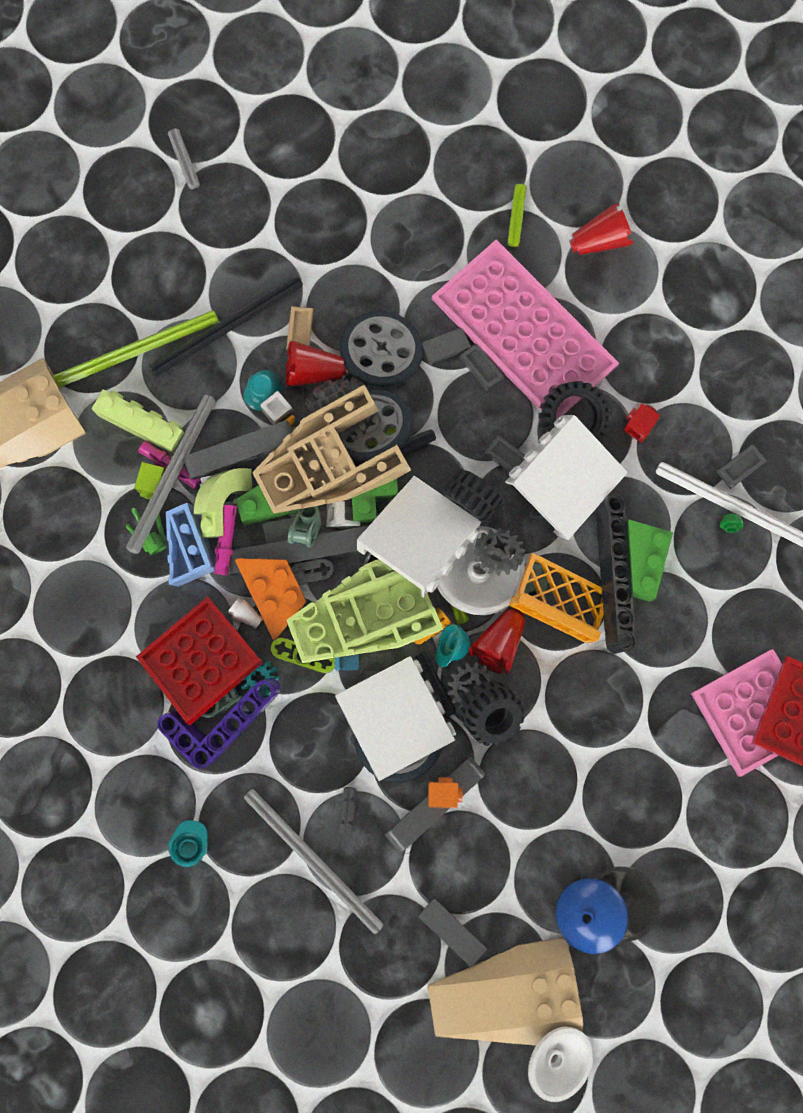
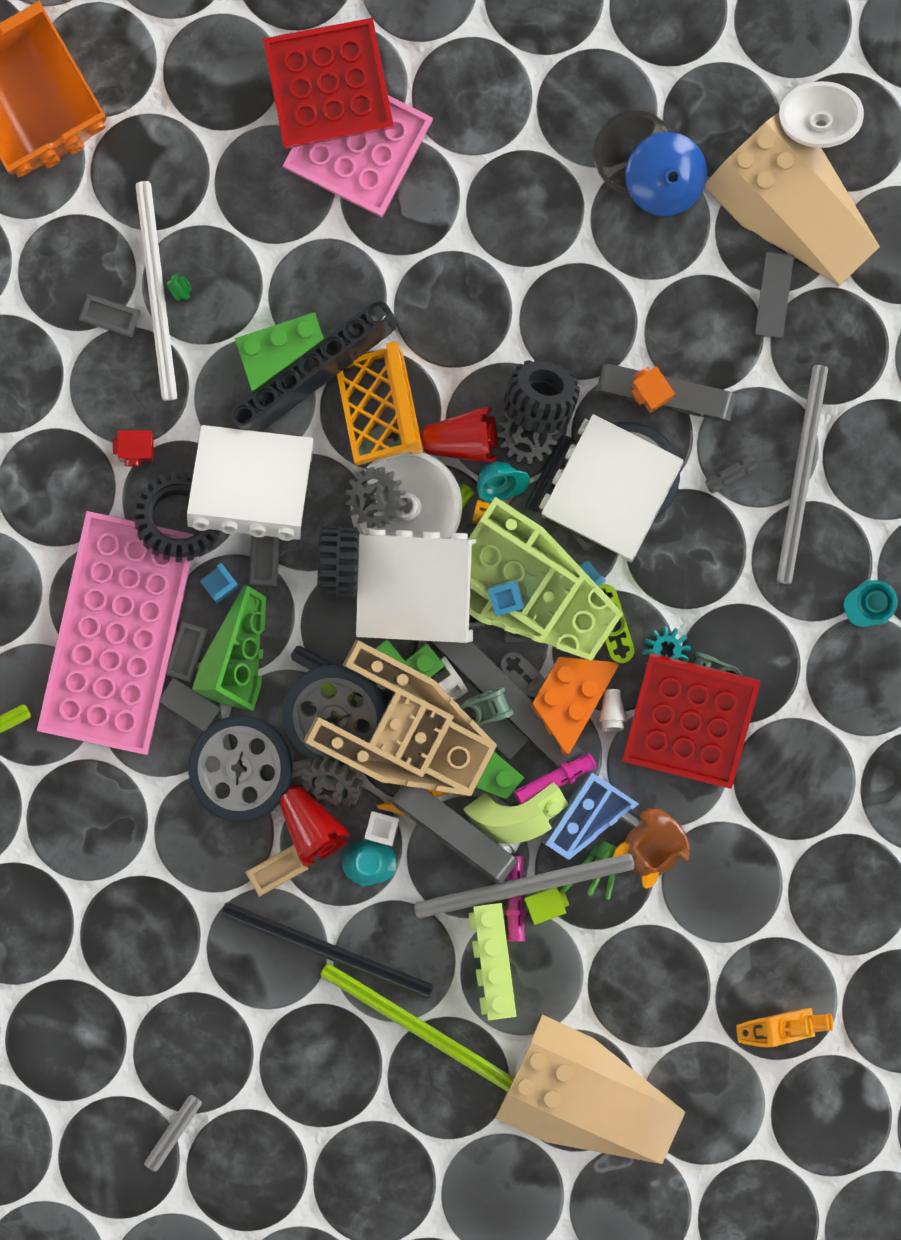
camera: 125 degrees left, 5 degrees up
(135, 578) = (655, 845): none -> dark orange hair
(224, 728) = (740, 646): dark purple beam -> none
(370, 591) = (506, 597): none -> dark azure panel
(456, 392) = (232, 661): none -> bright green wedge
(511, 416) = (219, 583): none -> dark azure panel

